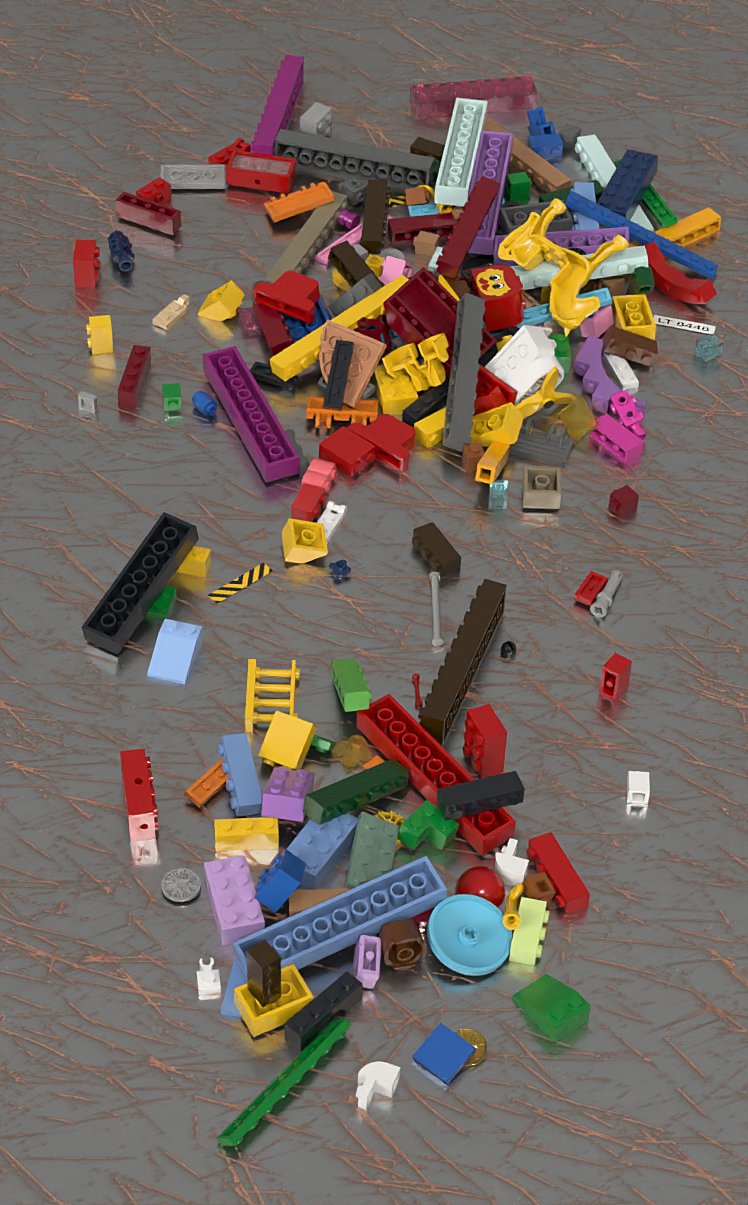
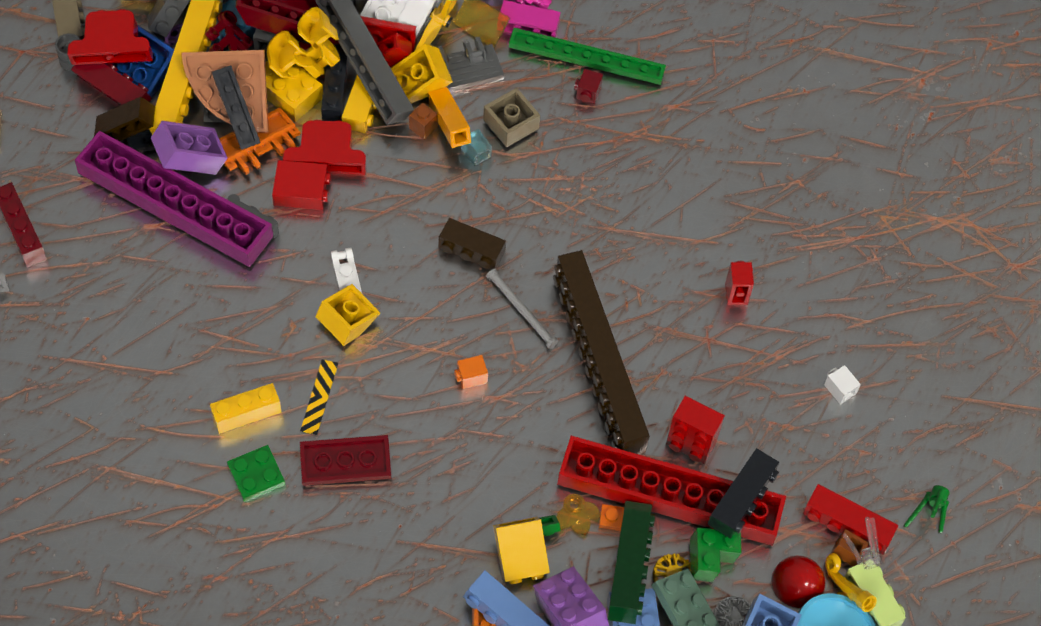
camera: 40 degrees left, 15 degrees up
(140, 583) = (242, 468): black brick -> none
(172, 397) = (77, 226): green brick -> none
(175, 651) = (329, 518): light blue slope -> none
(204, 403) = (116, 213): blue brick -> none
(222, 302) = (32, 83): yellow slope -> none
(222, 626) = (345, 460): none -> dark red plate
(249, 321) = (78, 88): clear pink plate -> none
(254, 688) = (448, 524): yellow fence -> none
(260, 348) = (126, 119): none -> dark brown brick
(286, 385) = (188, 147): none -> medium lavender brick
(308, 502) = (313, 267): red brick -> none
(320, 474) = (297, 230): coral brick -> none
(340, 568) = (400, 326): dark blue plate -> none
(351, 685) = (528, 448): bright green brick -> none
(359, 624) = (471, 372): none -> orange brick
(418, 703) = (588, 420): red hinge -> none
(506, 651) = (616, 311): black hinge -> none
(511, 868) = (808, 544): white brick -> none
(543, 895) = (870, 556): none -> clear plant
(590, 588) = (636, 199): red plate -> none
(604, 598) = (656, 202): light grey pin -> none
(642, 483) = (587, 56): none -> green plate
(643, 902) = (937, 499): none -> green plant

